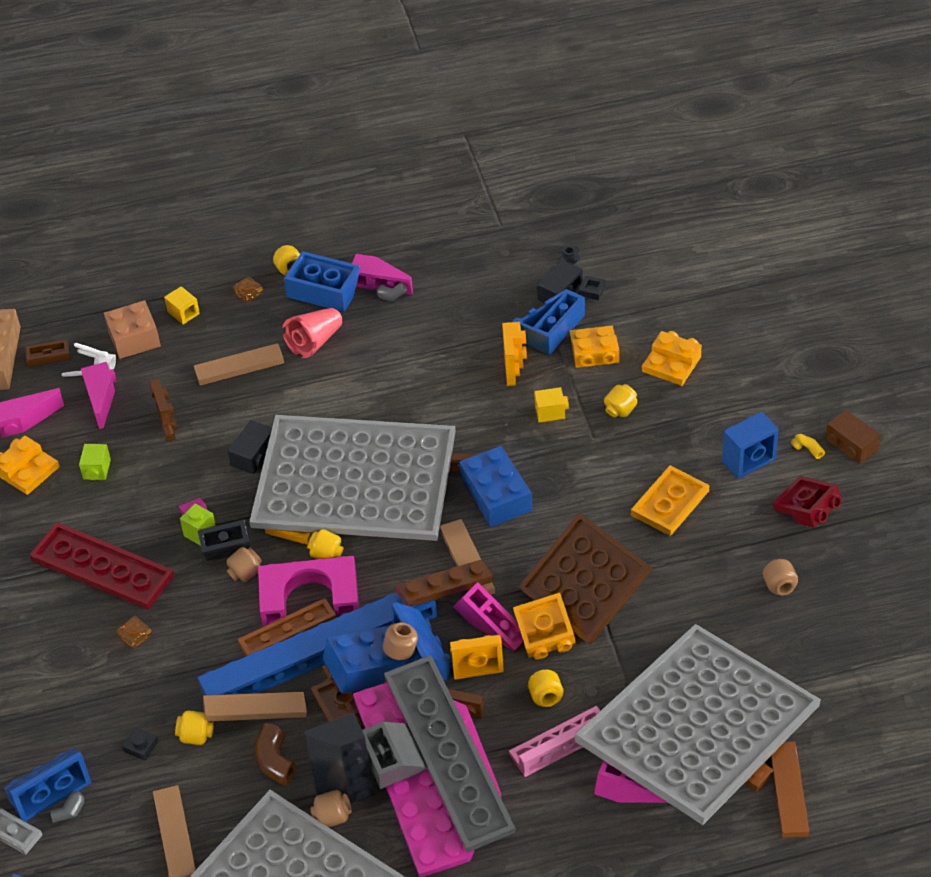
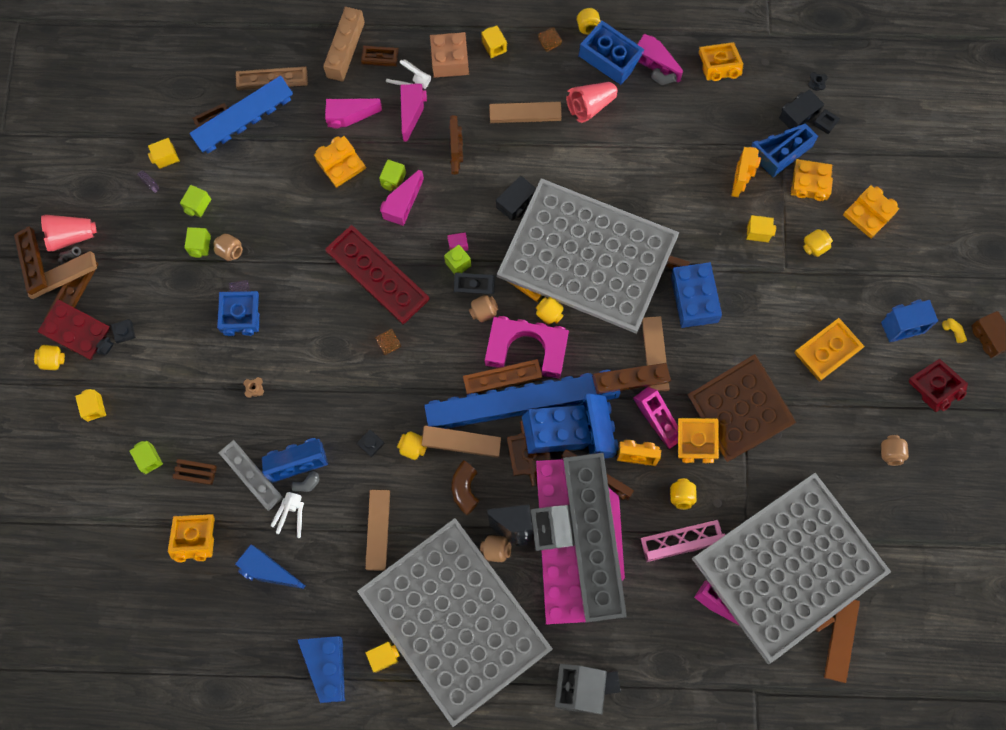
camera: 15 degrees right, 25 degrees up
(53, 835) = (289, 503): none -> white plant
(112, 483) = (400, 201): none -> dark pink slope
(400, 641) = (583, 433): medium nougat head -> none
(453, 261) = (721, 61): none -> light orange plate

